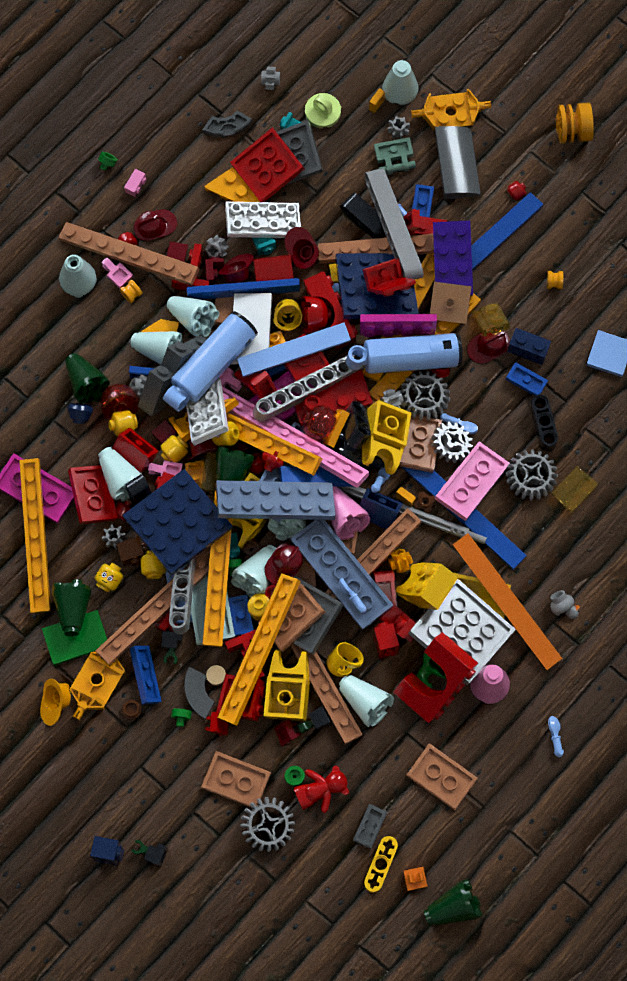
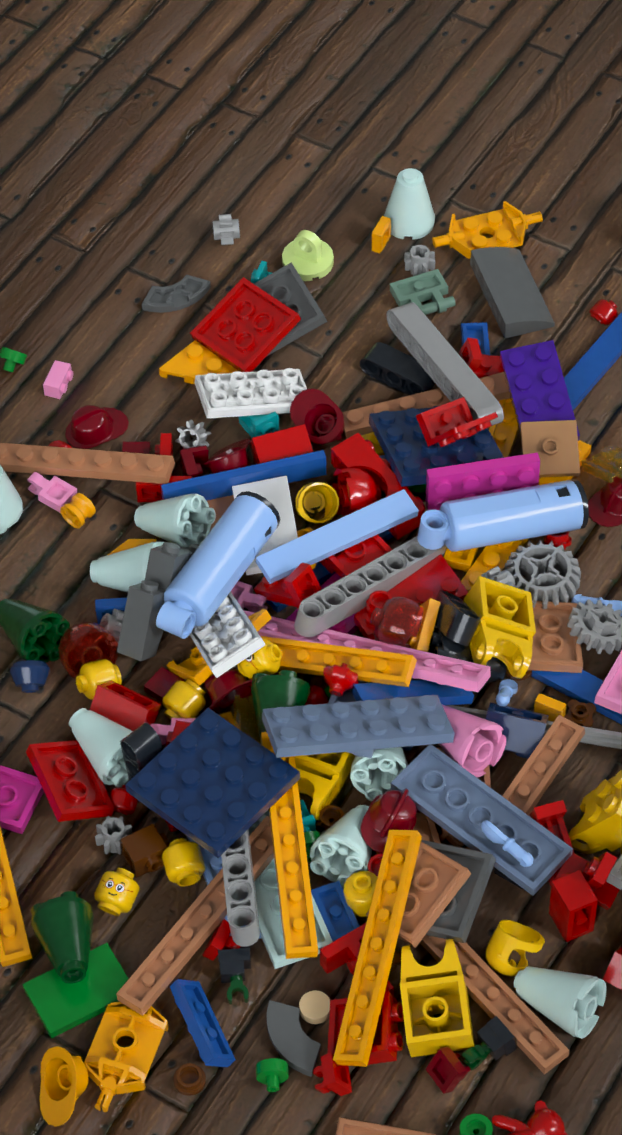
camera: 10 degrees left, 20 degrees down
(400, 560) = (567, 791): light orange gear -> none

